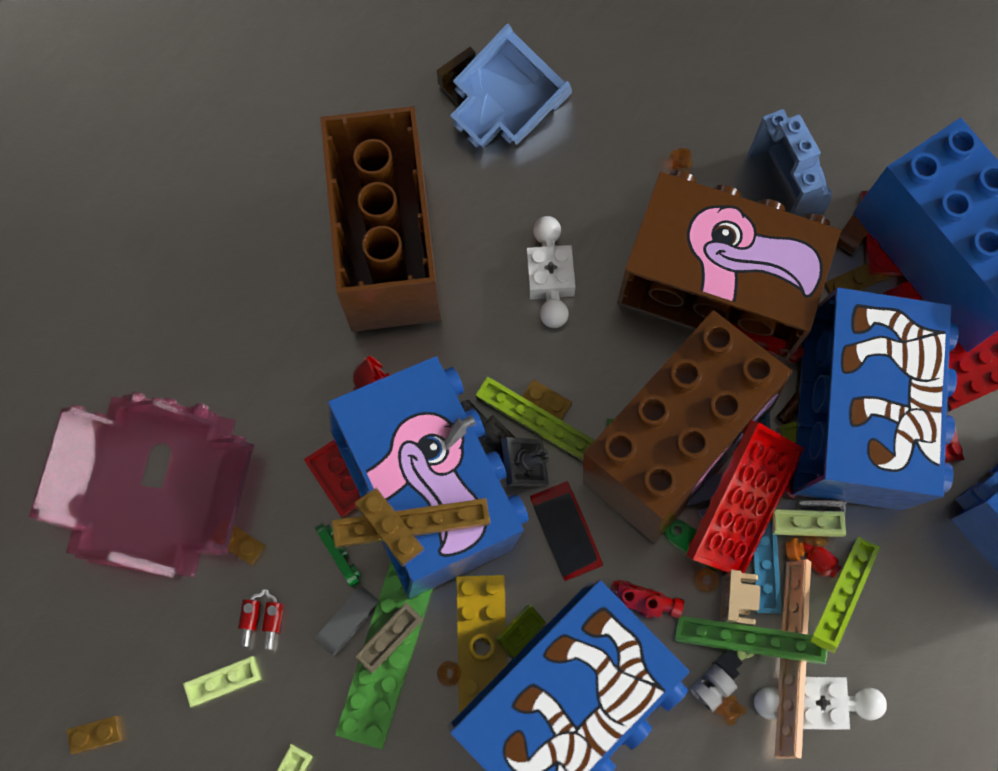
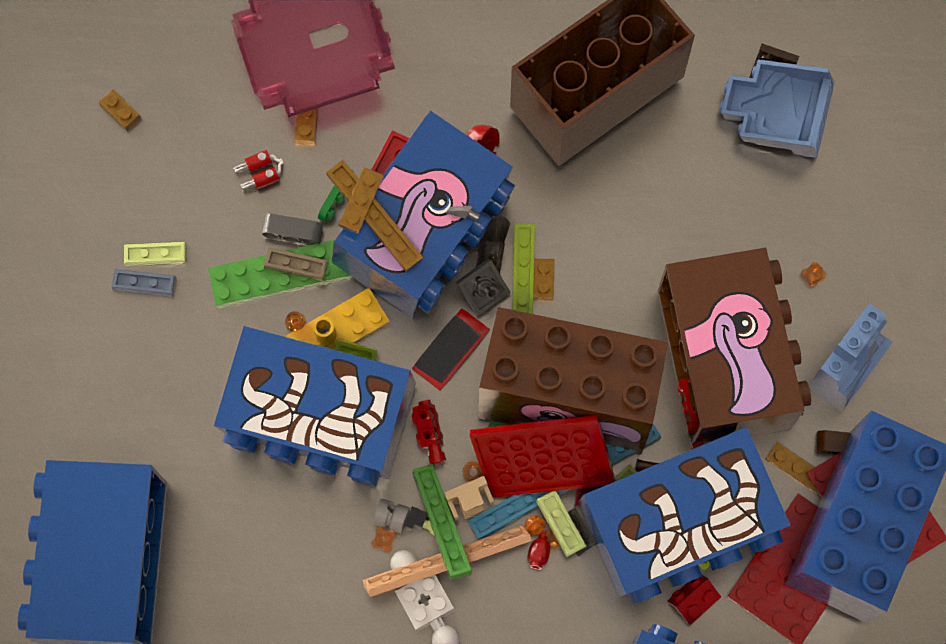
camera: 60 degrees right, 0 degrees up
(222, 681) = (202, 171): yellowish green tile -> none
(555, 259) = (653, 212): white brick -> none
(845, 595) = (517, 572): lime plate -> none

